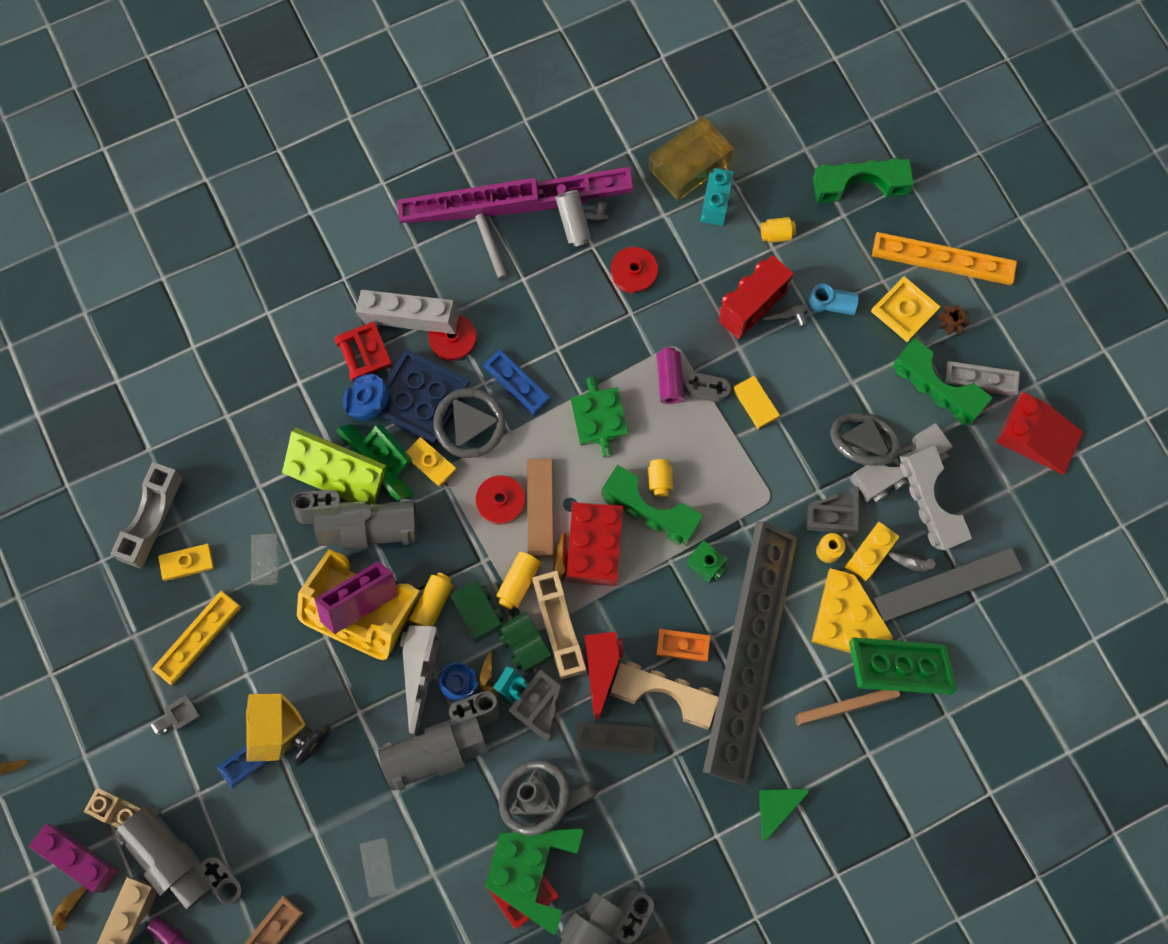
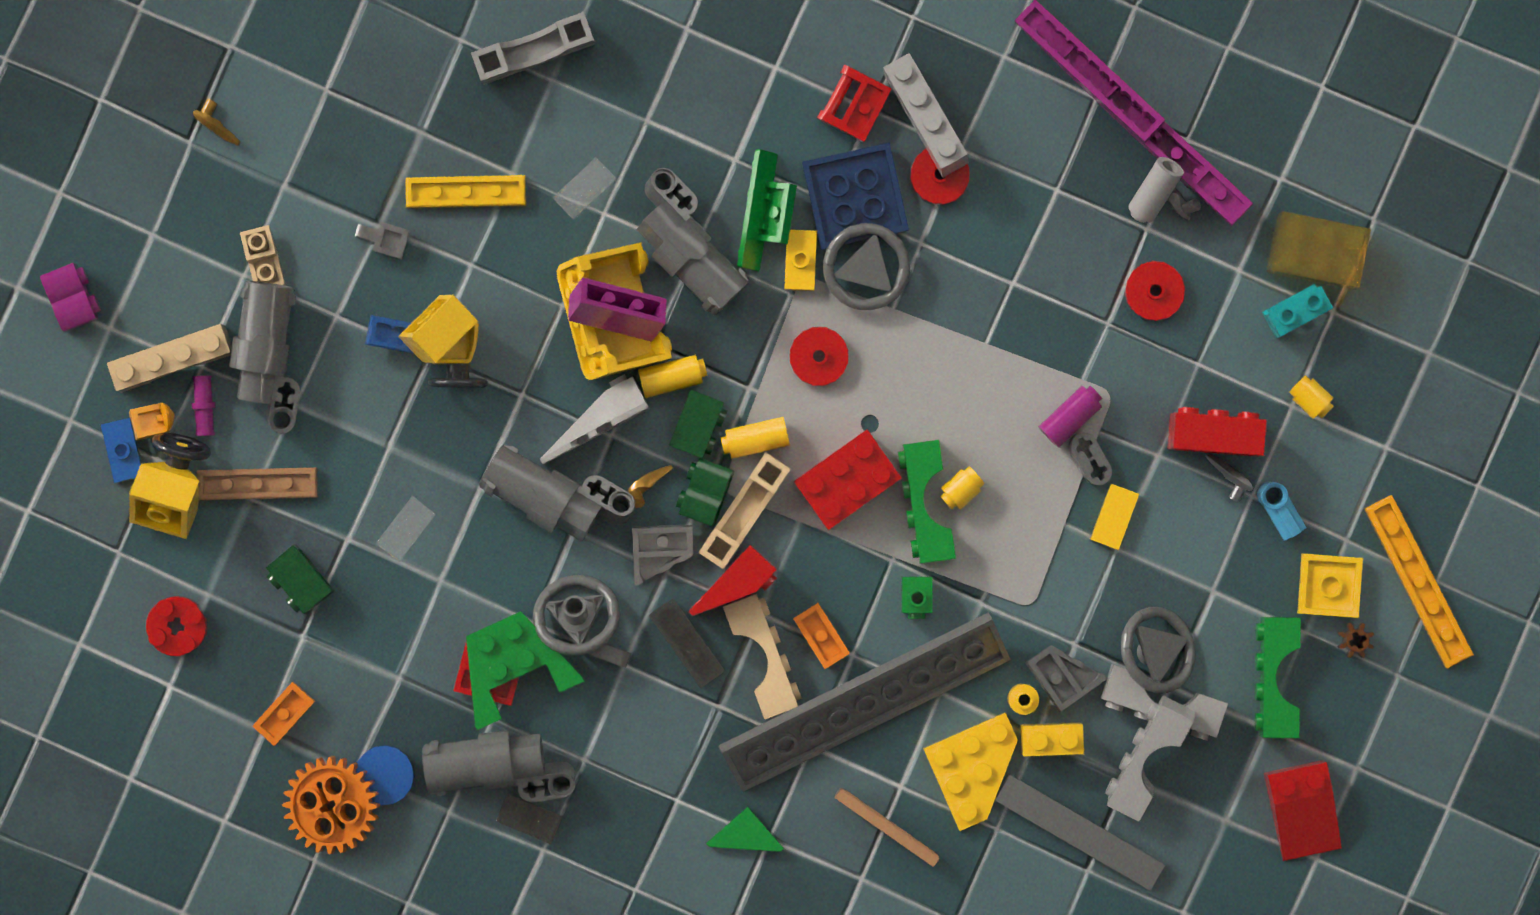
camera: 50 degrees right, 15 degrees up
(66, 908) = (153, 289): pearl gold bar -> none
(73, 858) = (196, 260): magenta brick -> none
(186, 562) = (522, 119): yellow plate -> none
(333, 467) = (717, 179): lime plate -> none
(366, 397) = (811, 147): blue tile -> none
(457, 681) = (620, 461): blue hair -> none
(491, 247) = (1064, 131): light grey bar -> none
(510, 685) = (656, 511): teal tile -> none
(516, 382) = (946, 274): blue tile -> none
(540, 507) = (842, 399): medium nougat tile -> none
(560, 556) = (811, 457): pearl gold bar -> none
(599, 416) = (976, 381): green plate -> none
(890, 176) = (1464, 464): green arch -> none
(902, 666) = (962, 848): green plate -> none
(913, 562) = (1075, 783): flat silver bar -> none
(987, 378) = (1318, 712): light grey tile -> none

